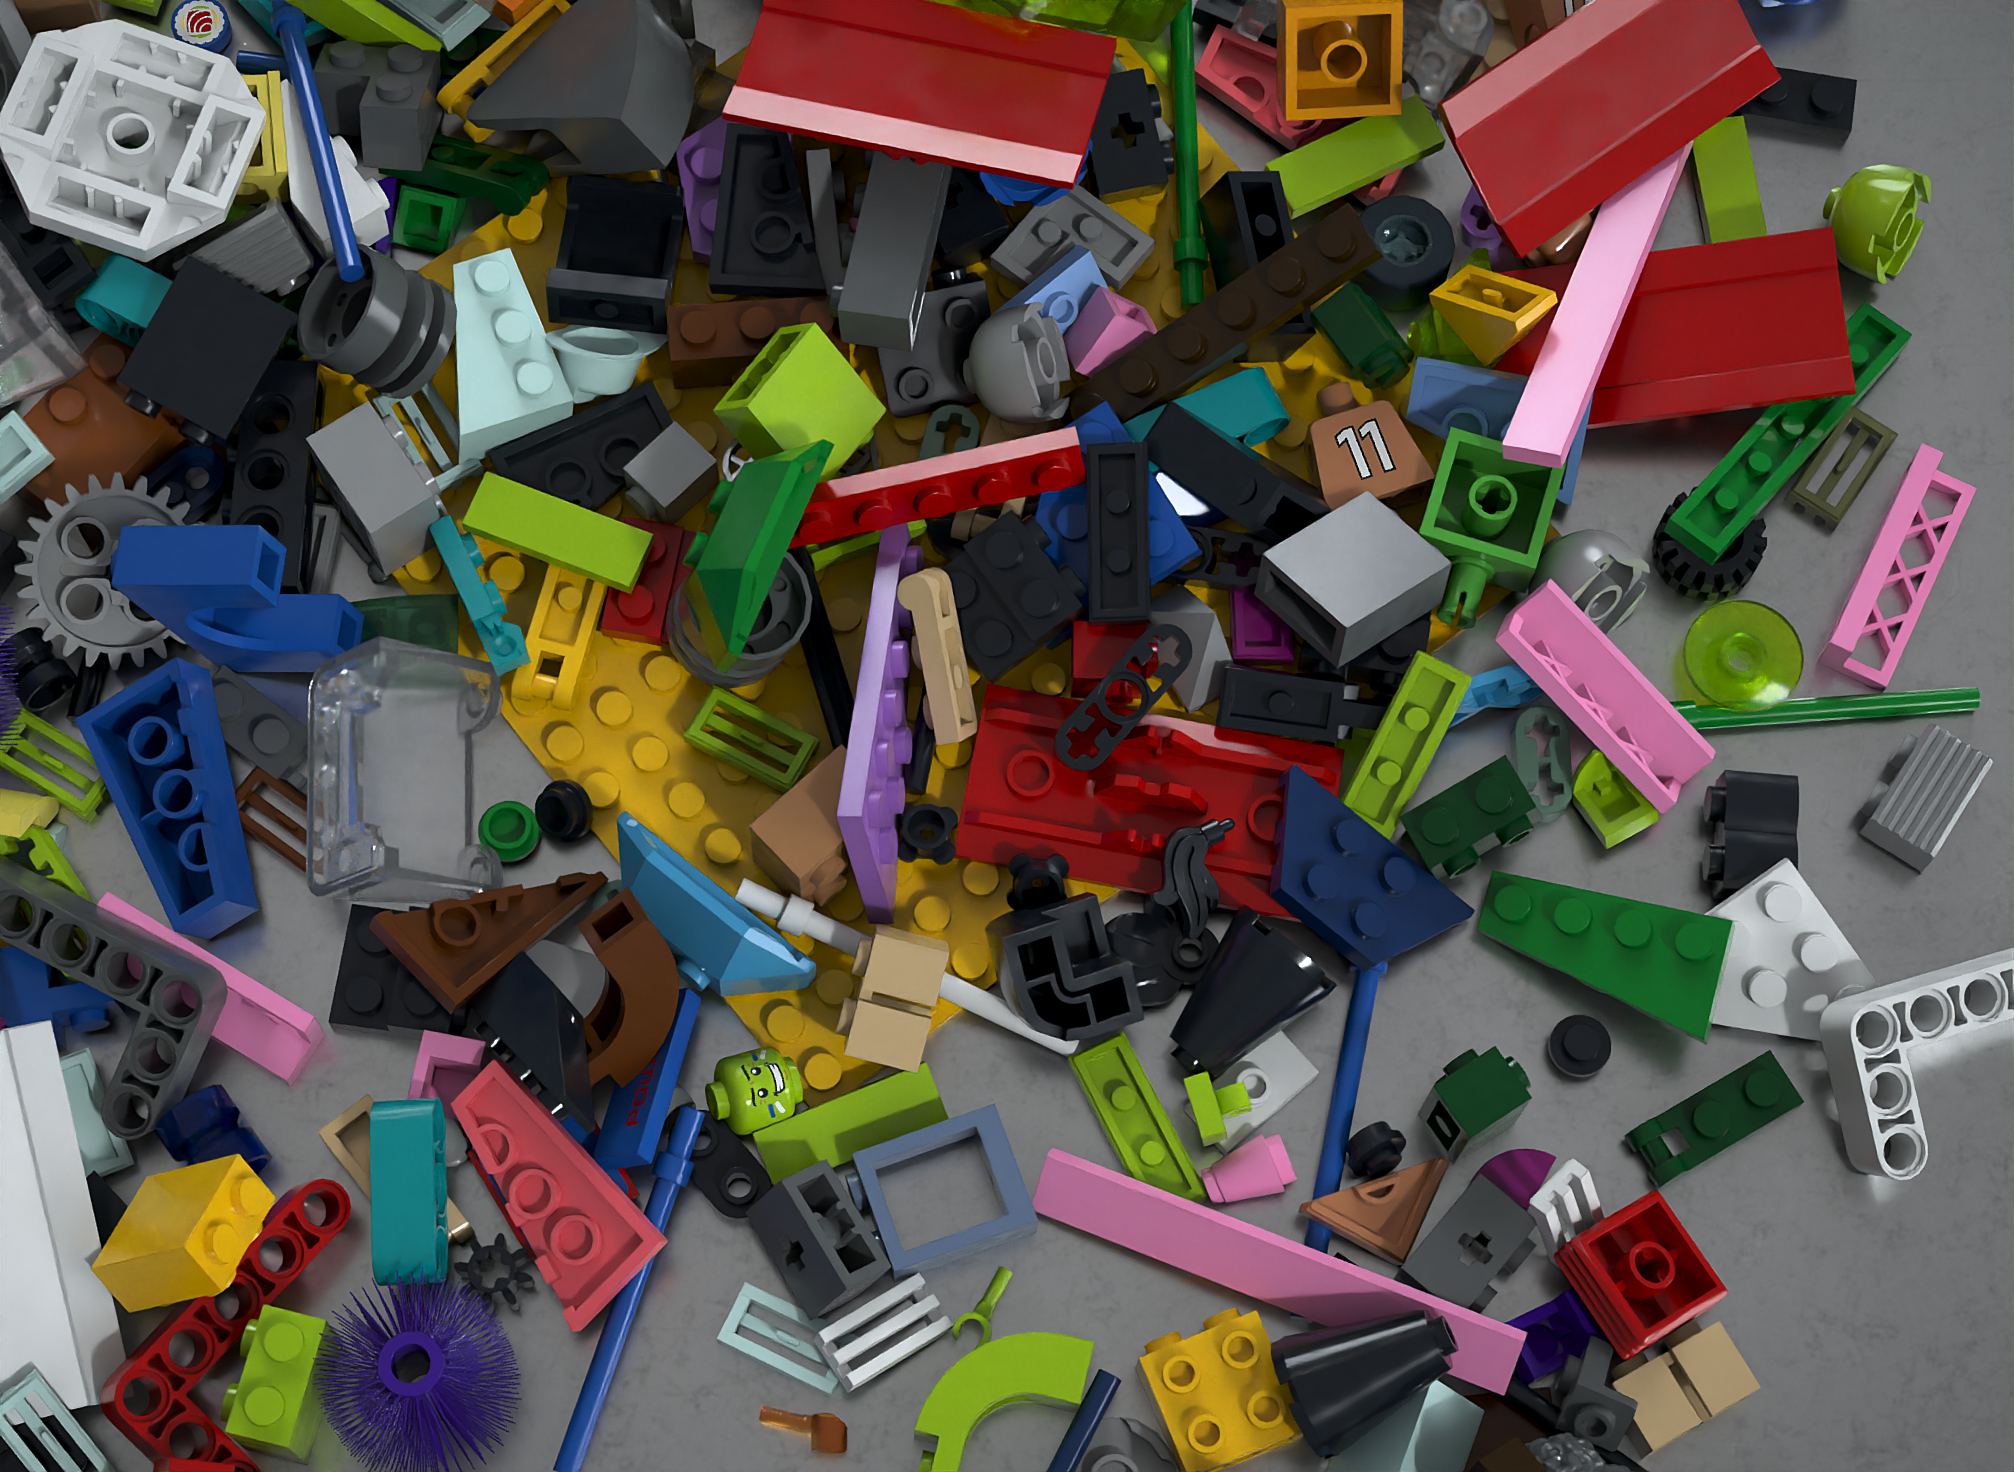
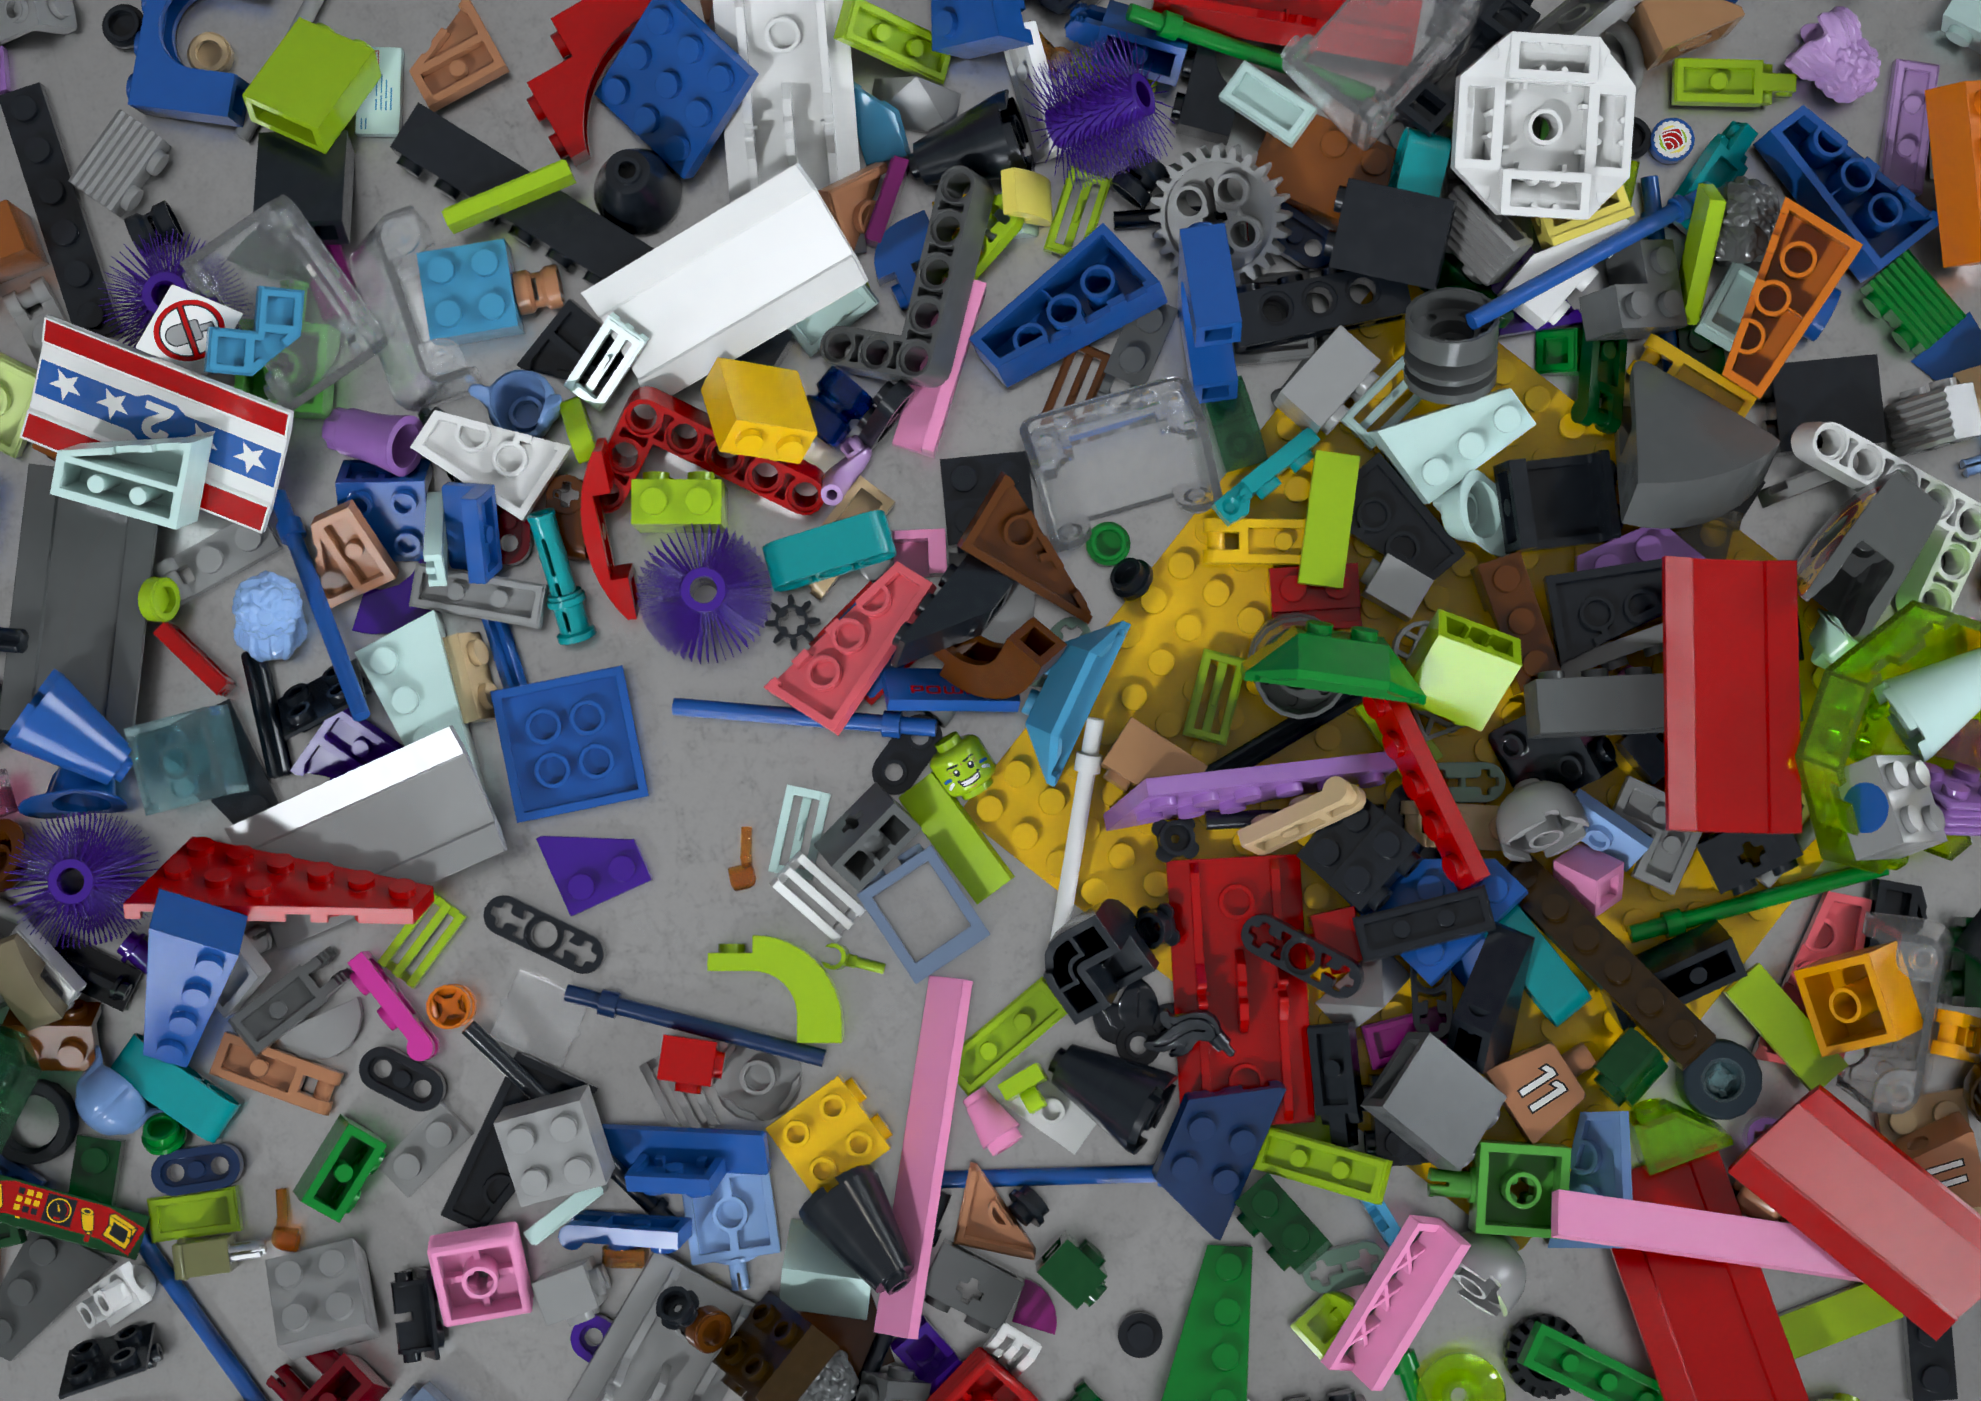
camera: 80 degrees right, 15 degrees up
(228, 1057) = (879, 420): none -> black plate
(305, 1148) = (844, 473): none -> lavender arm
(887, 1027) = (1045, 846): tan piece -> none
(1490, 309) = (1677, 1157): yellow slope -> none

